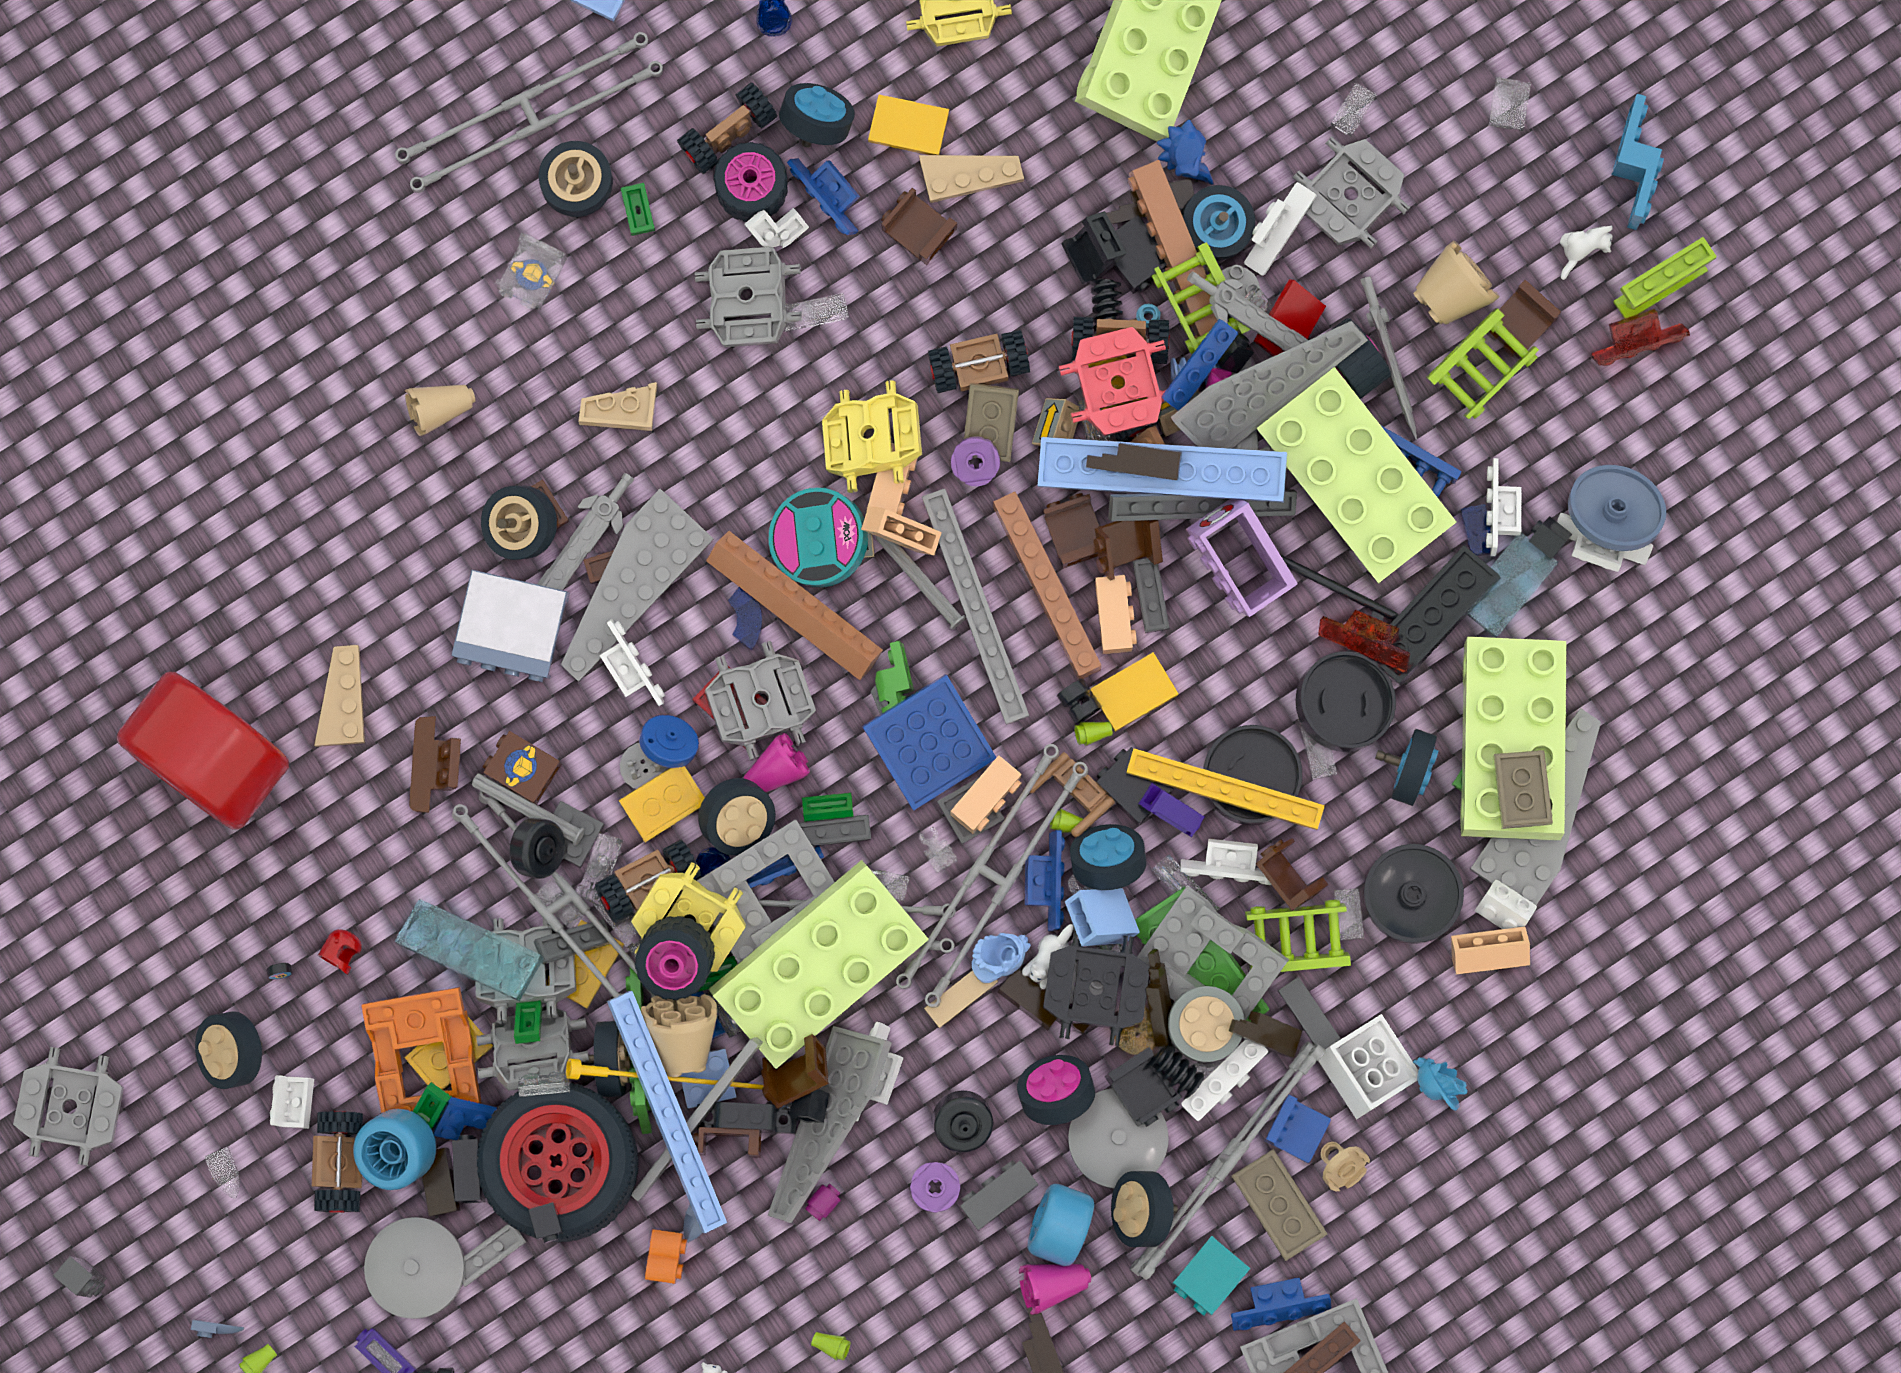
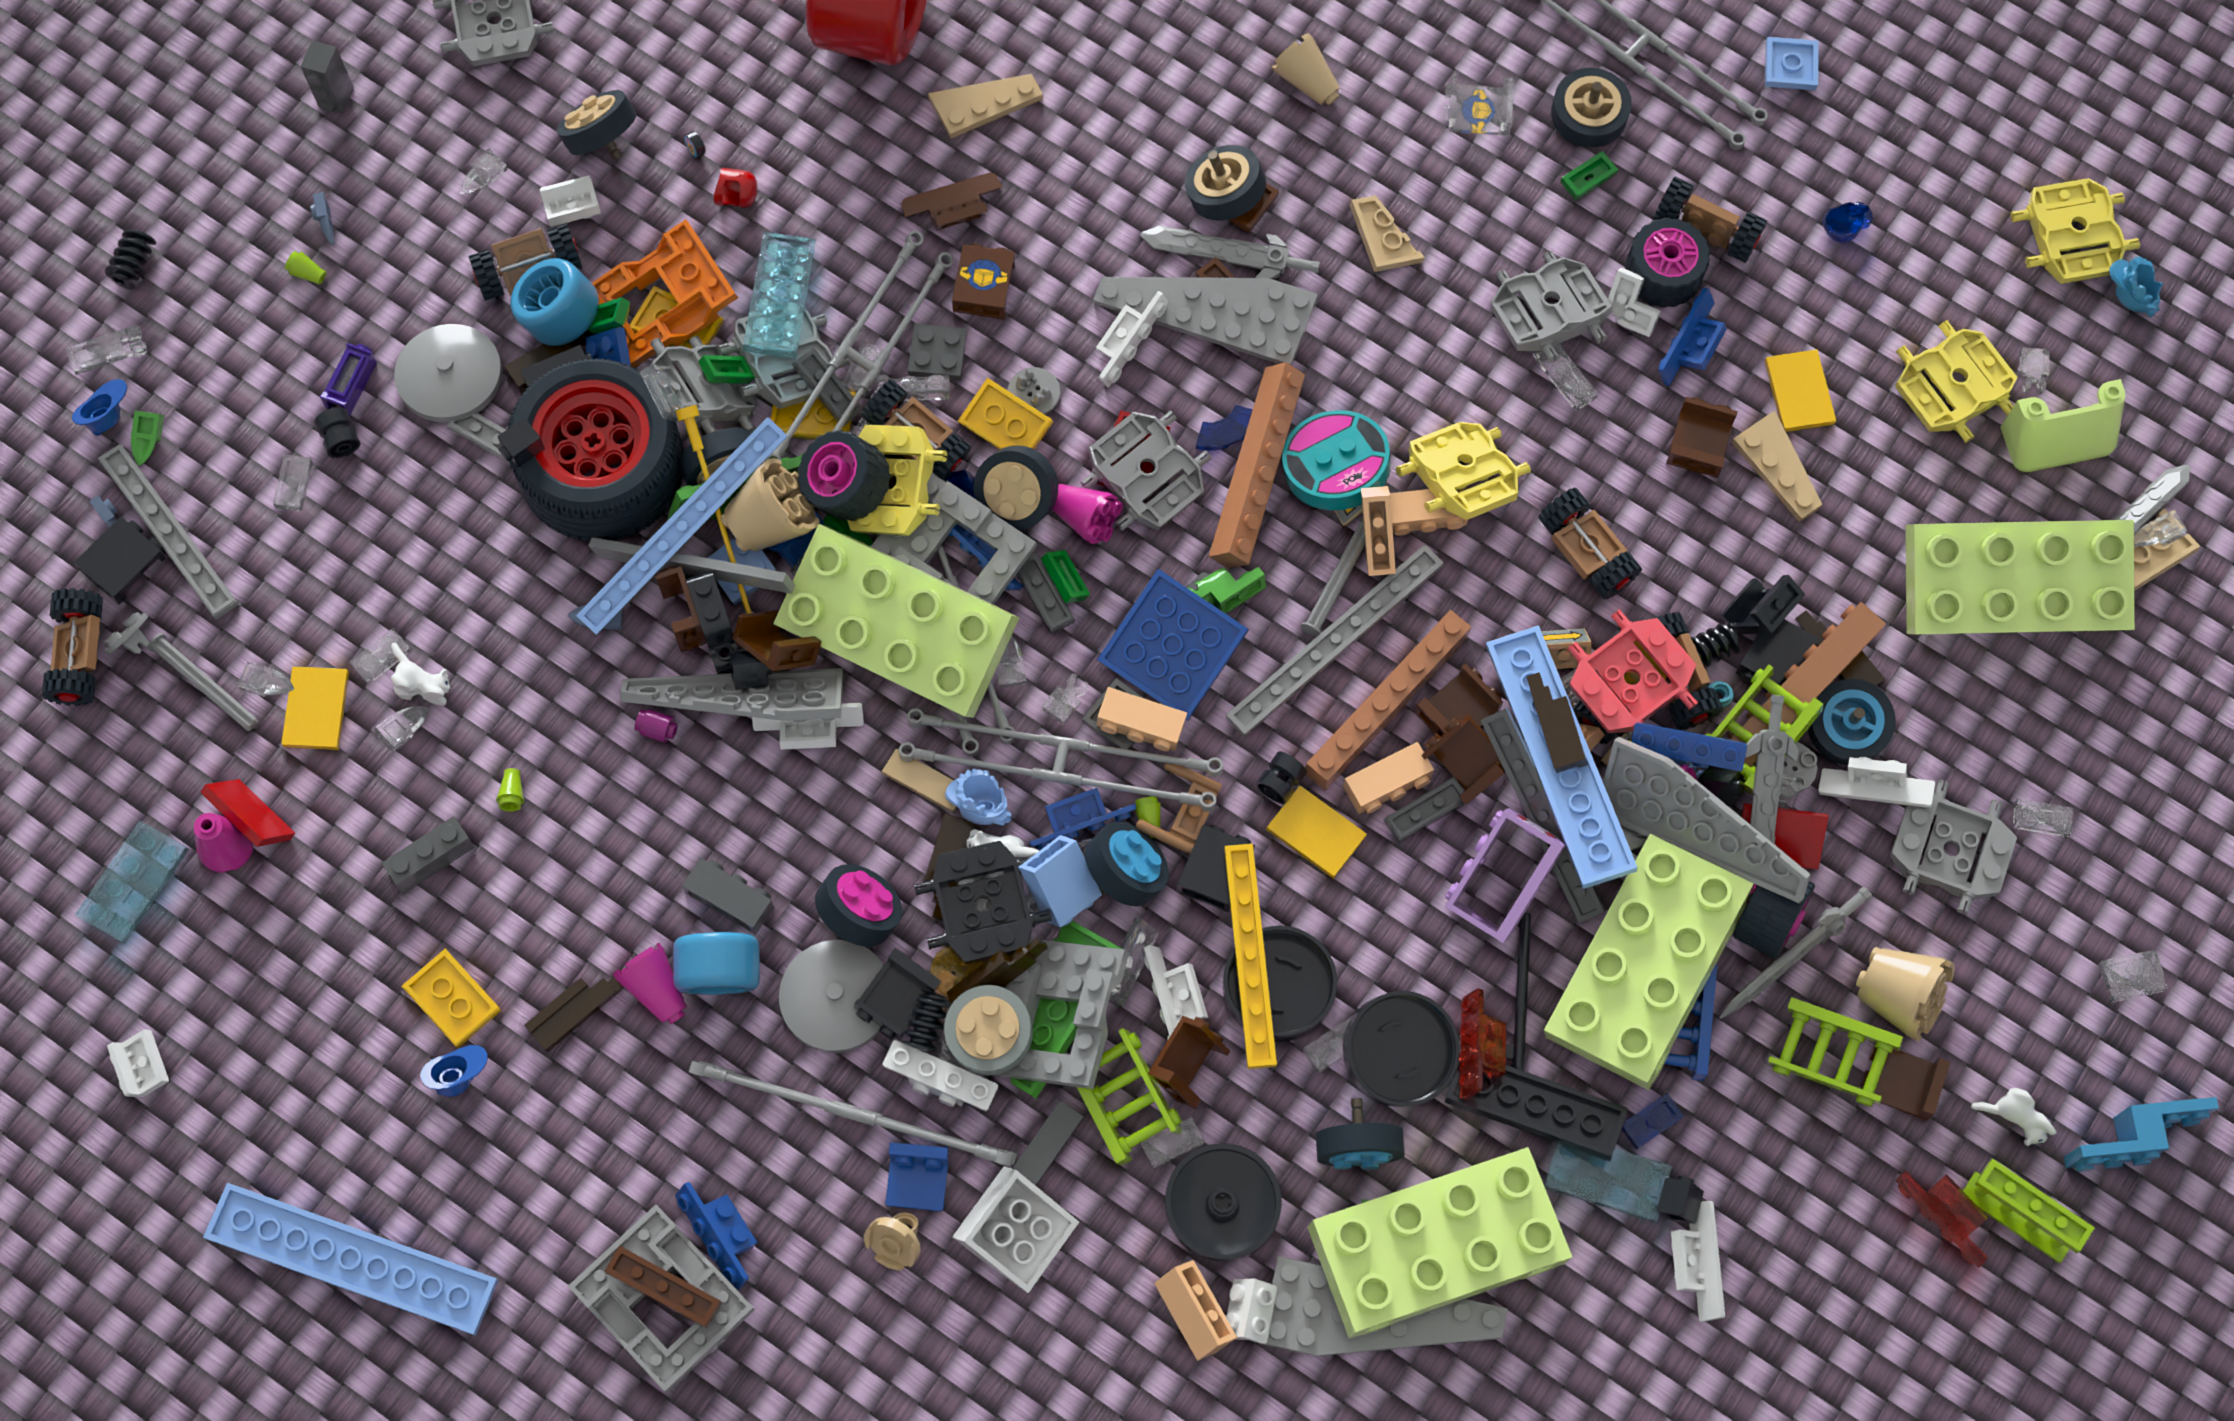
camera: 65 degrees right, 10 degrees down
(509, 625) = (1119, 213): flat silver panel -> none
(525, 806) = (944, 301): light grey axle -> none
(537, 848) = (905, 315): black wheel -> none
(665, 1256) = (543, 596): orange brick -> none
(669, 741) = (1067, 400): blue wheel -> none
(816, 114) = (1765, 292): black wheel -> none
(920, 1187) = (708, 815): medium lavender plate -> none
(962, 1121) = (790, 828): black wheel -> none
(967, 472) = (1499, 586): medium lavender plate -> none
(992, 416) = (1532, 579): dark tan tile -> none
(1090, 732) = (1255, 805): lime cone -> none
(1142, 1209) = (764, 1041): black wheel -> none
(1171, 810) = (1204, 911): dark purple window -> none
(1185, 151) = (1908, 655): blue head -> none
(1210, 1276) = (722, 1145): teal panel -> none
(1268, 1033) = (1005, 1100): dark brown piece -> none
(1279, 1205) = (828, 1192): dark tan tile -> none
(1439, 1082) = (1027, 1312): dark azure hair -> none
(1505, 509) = (1686, 1138): white bracket -> none
(1523, 789) = (1382, 1263): dark tan tile -> none
(1617, 508) = (1746, 1259): sand blue dish -> none

